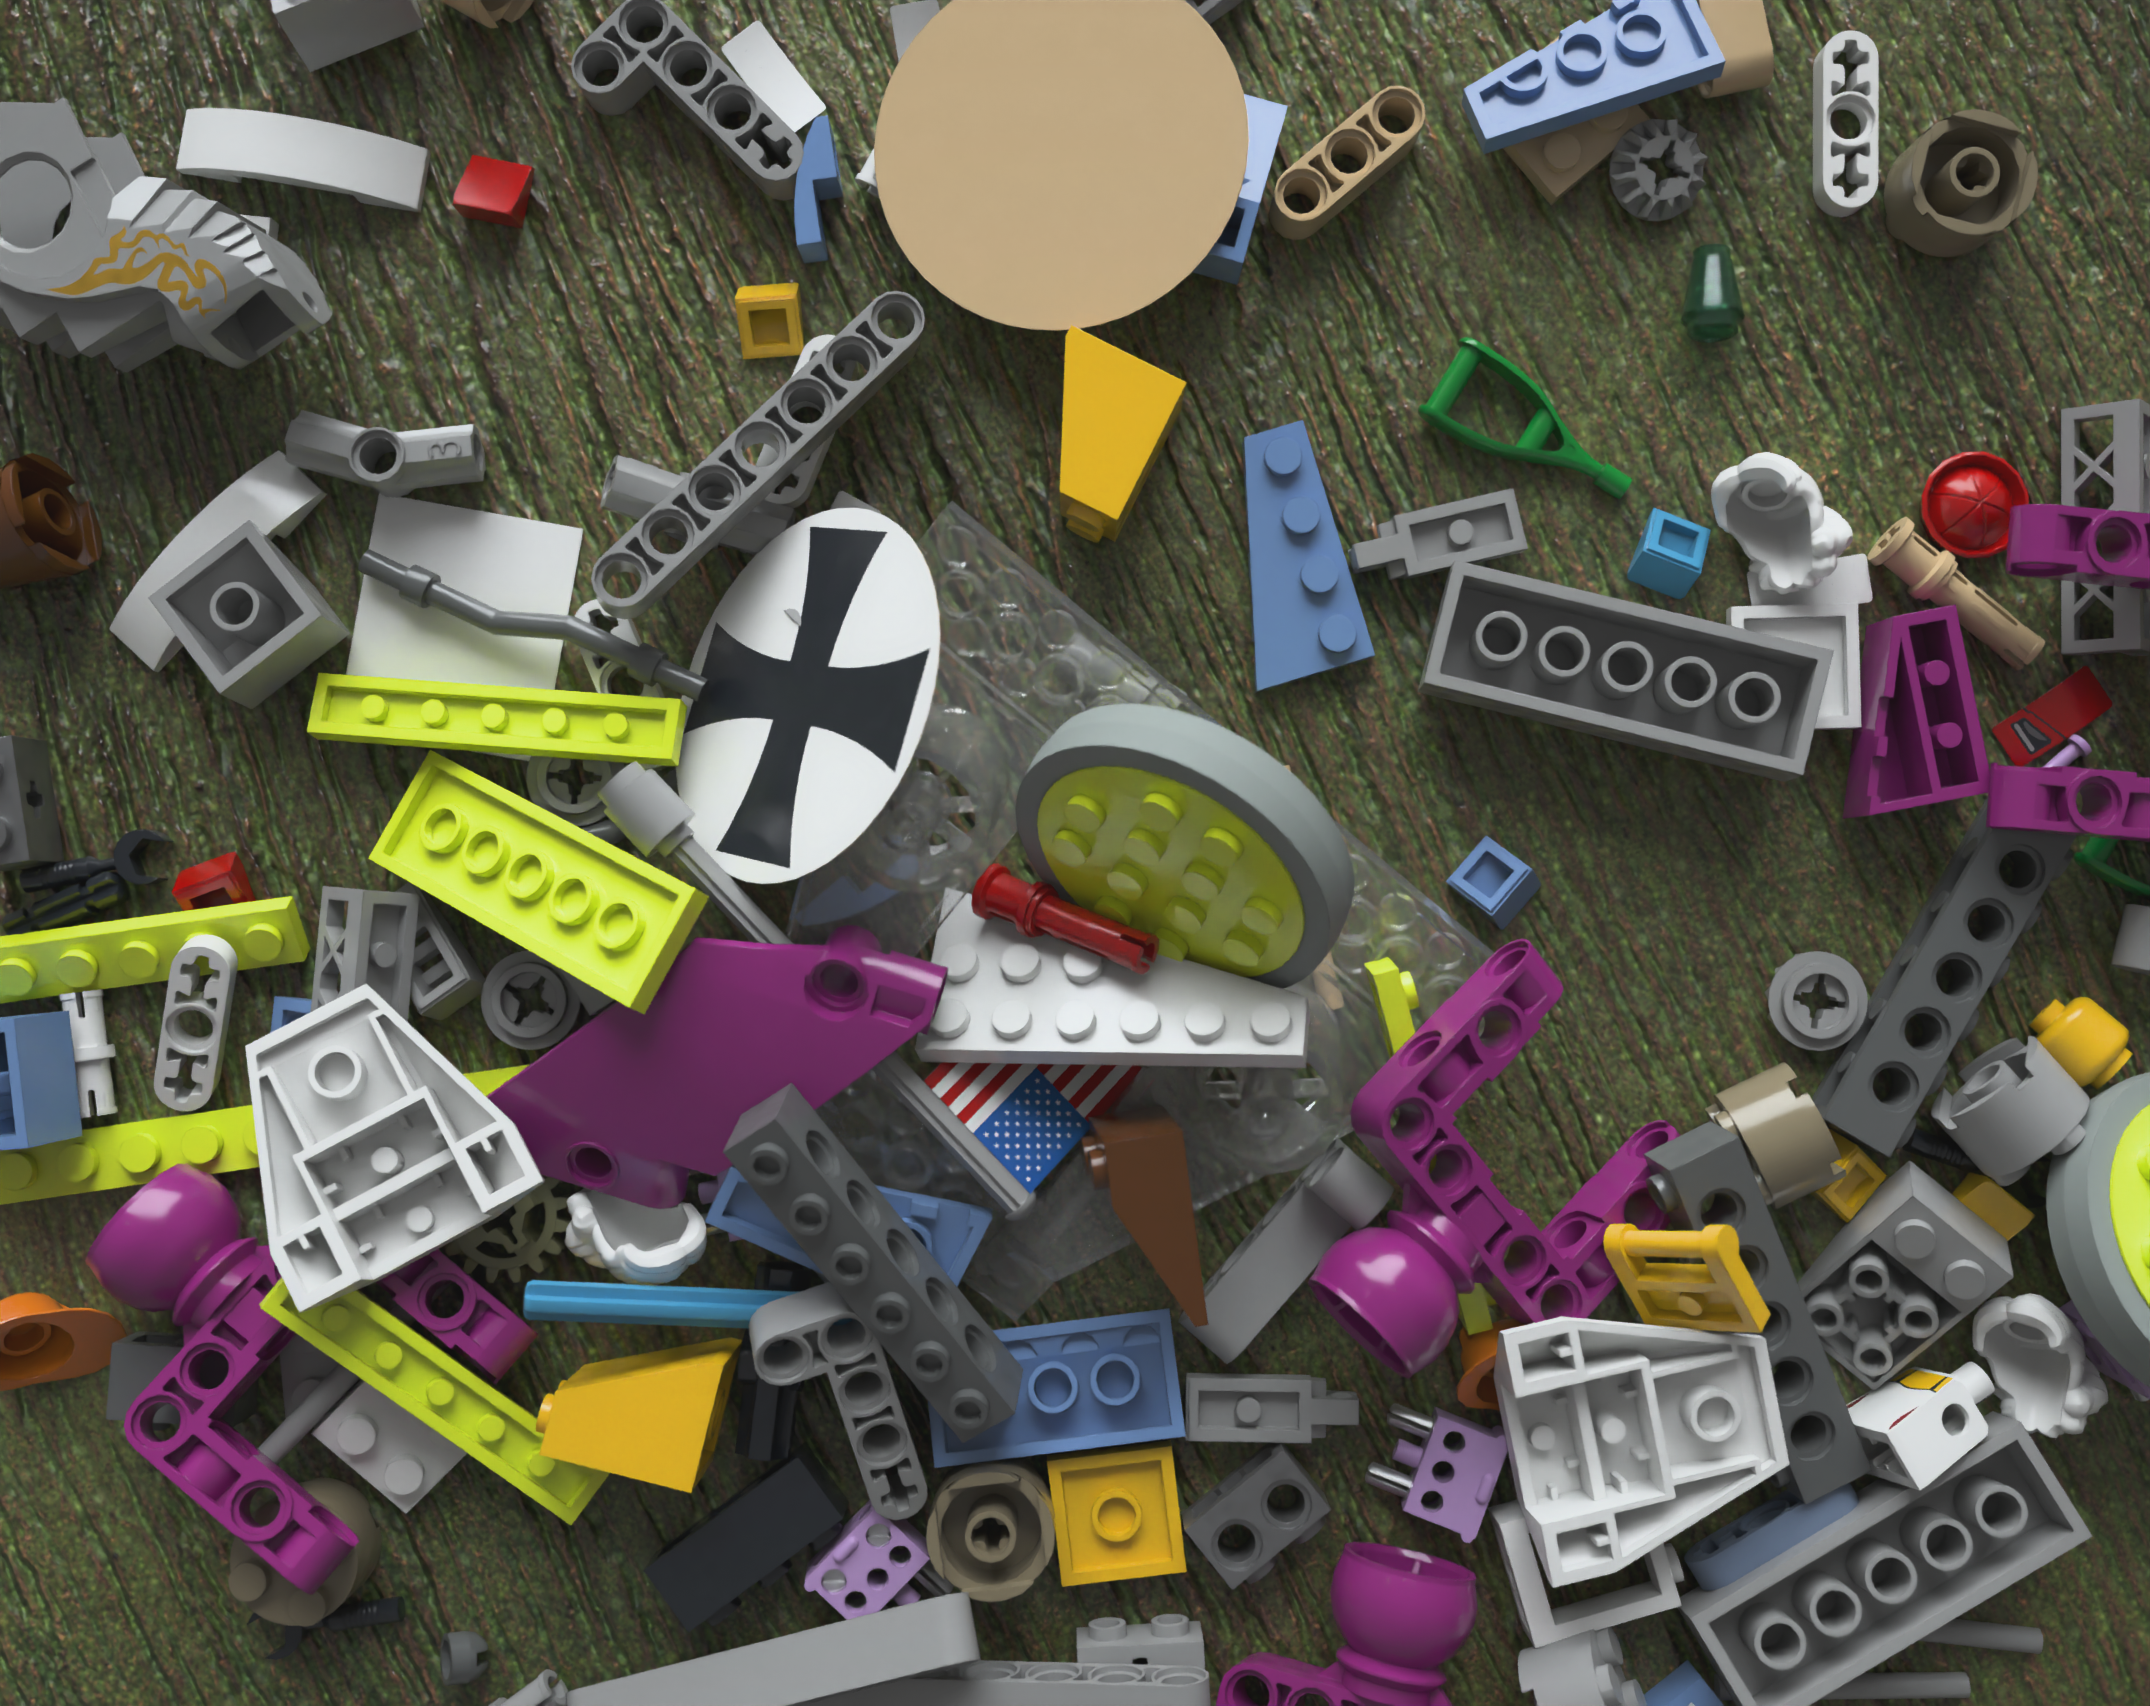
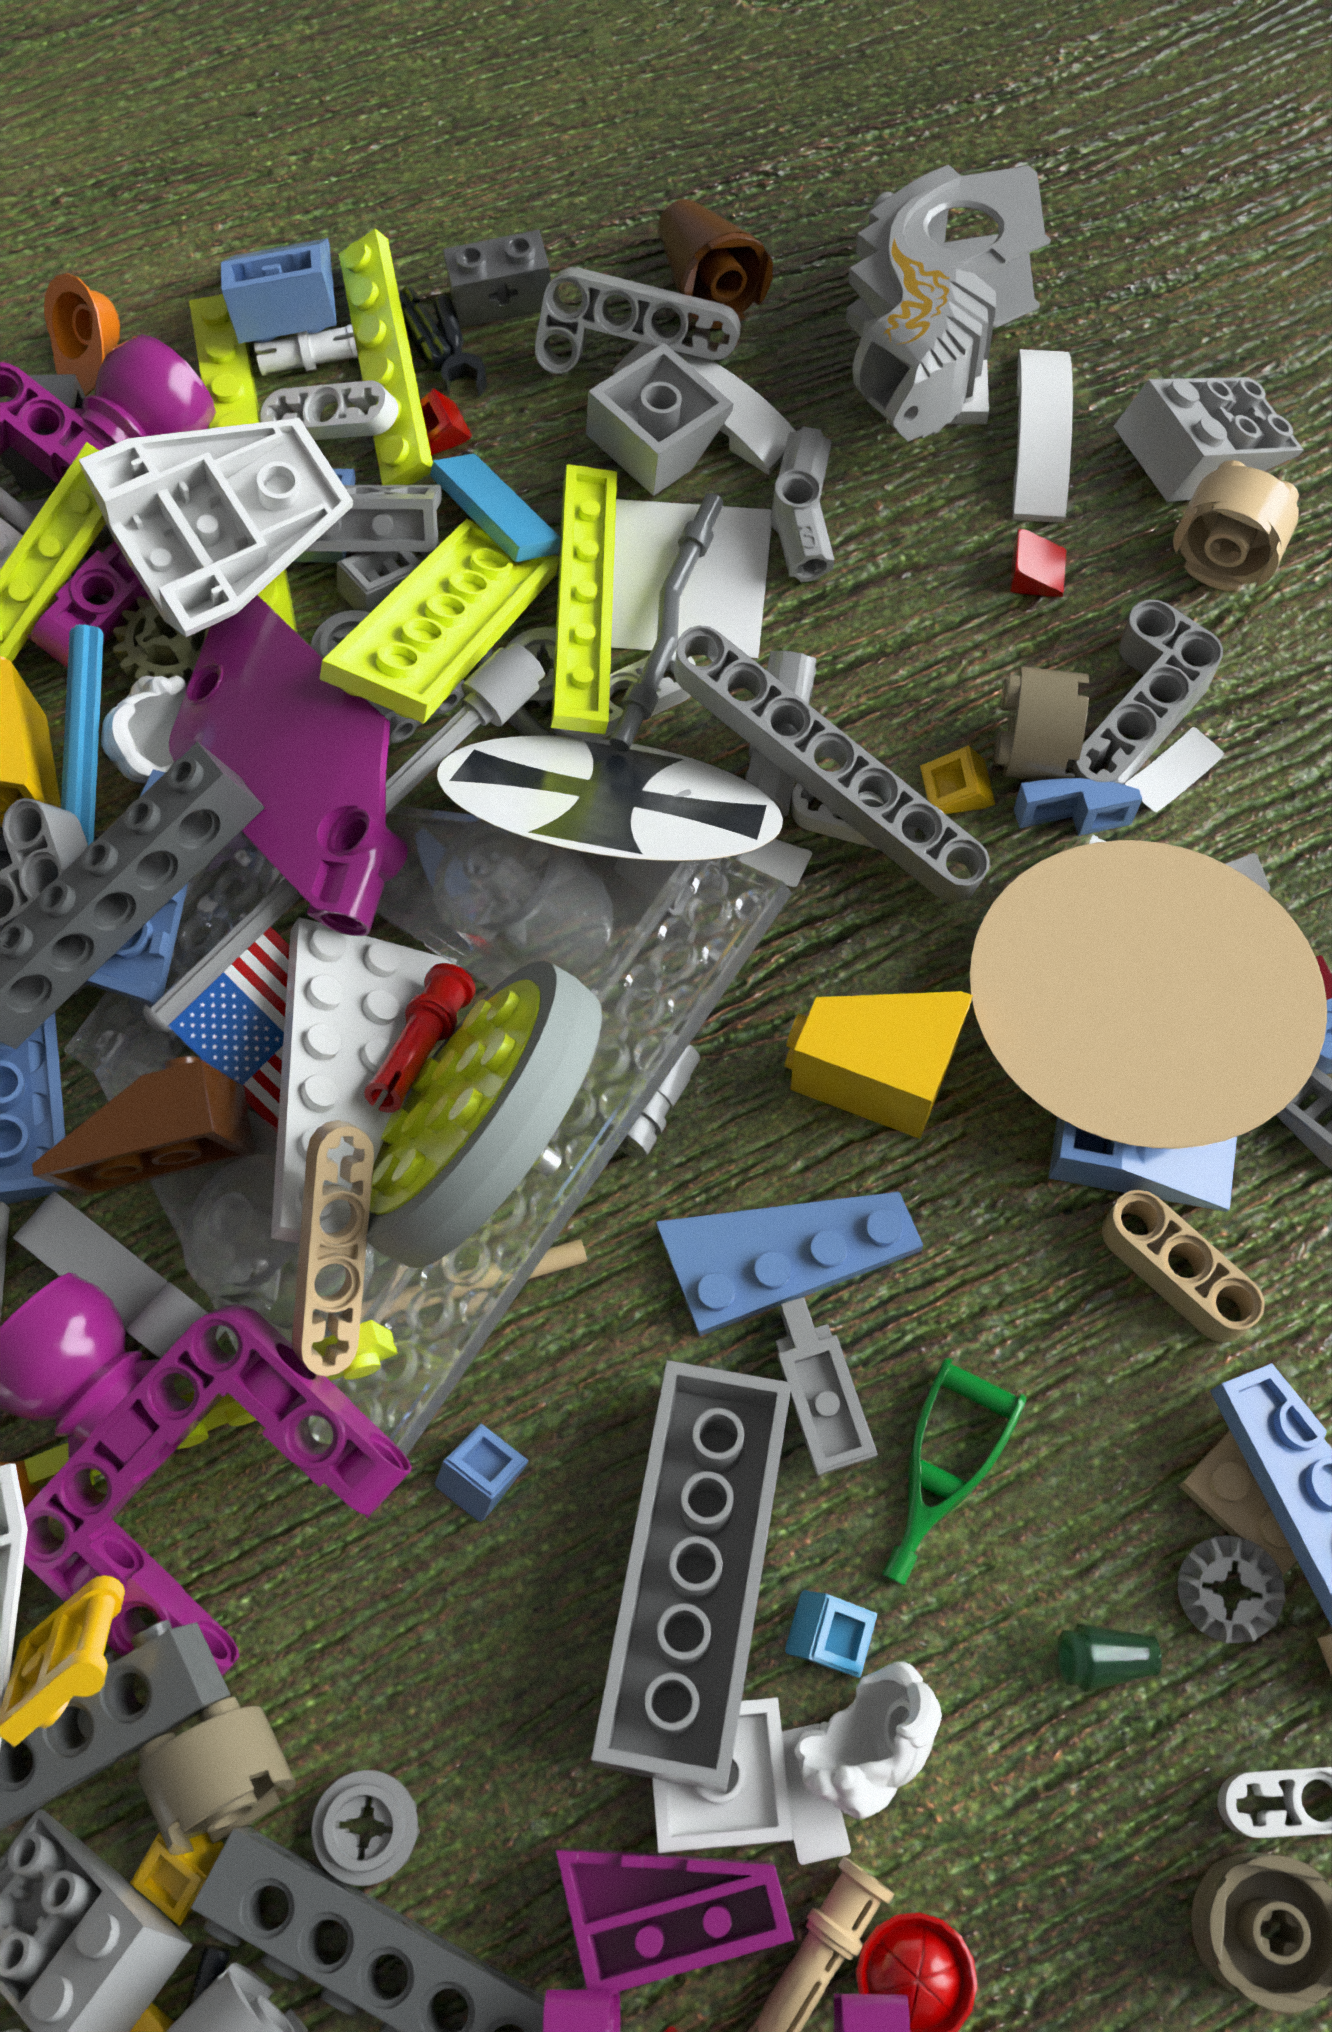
camera: 90 degrees right, 20 degrees down
(113, 632) = (640, 326): none -> light grey beam
(356, 823) = (495, 507): none -> dark azure tile
(724, 211) = (1042, 725): none -> dark tan brick
(1321, 991) = (324, 1248): none -> tan beam

